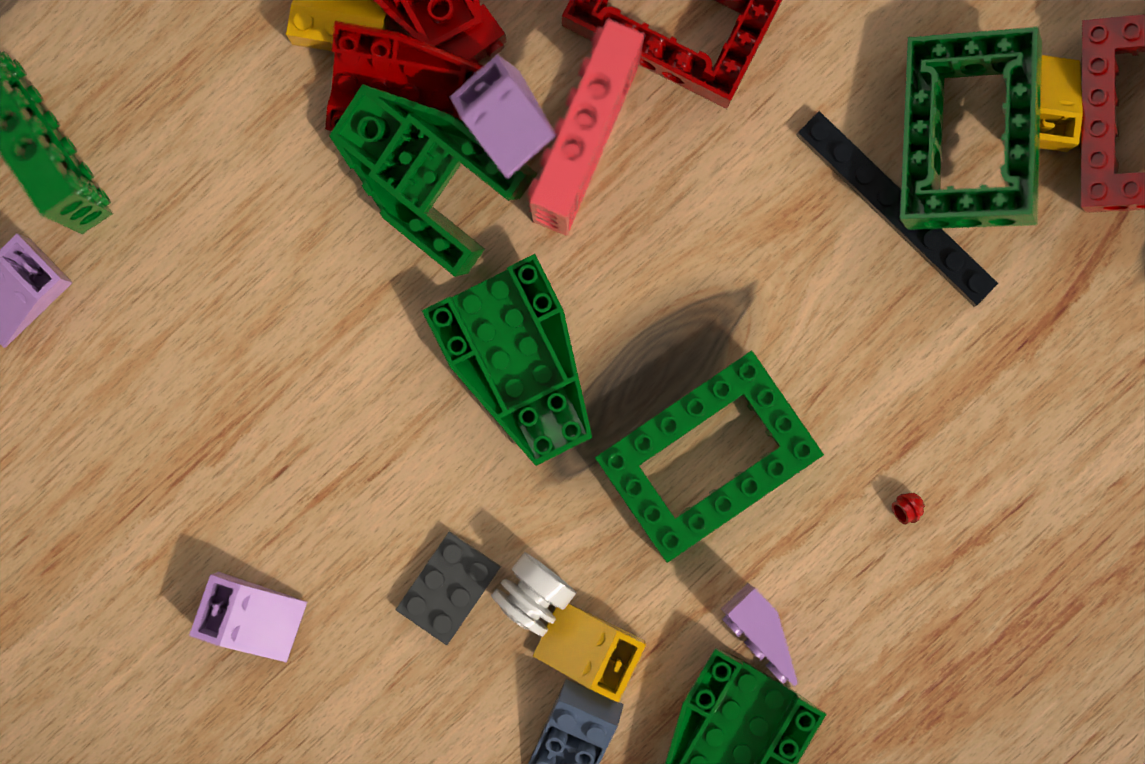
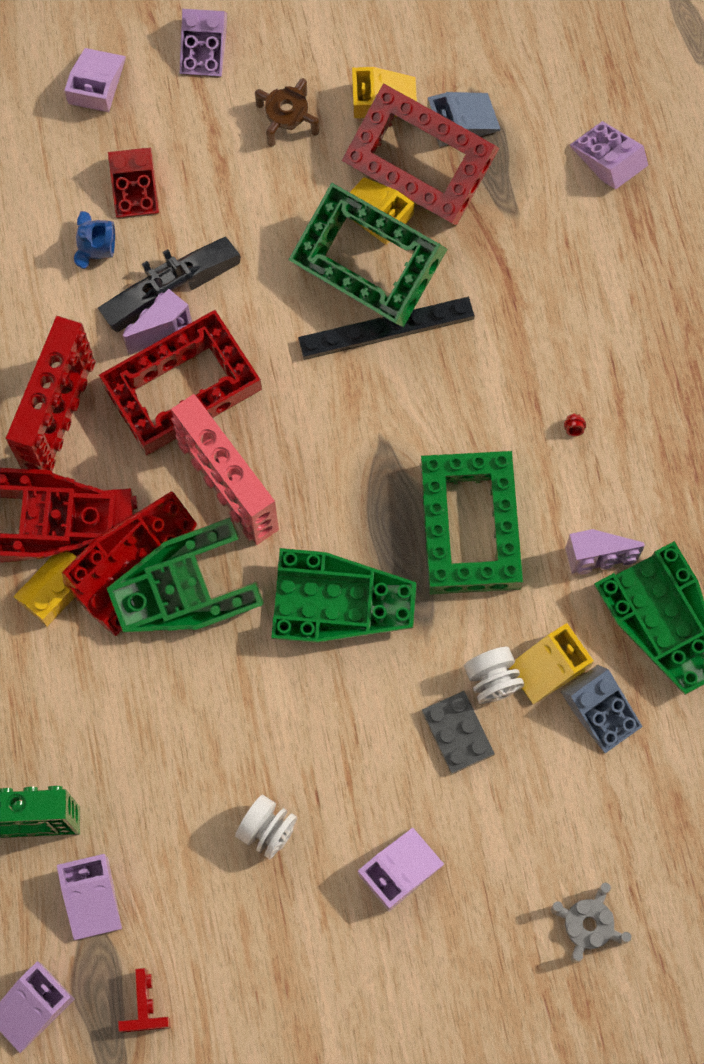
camera: 55 degrees left, 15 degrees down
(202, 440) = (265, 826): none -> white wheel
(503, 115) = (187, 506): lavender slope -> none

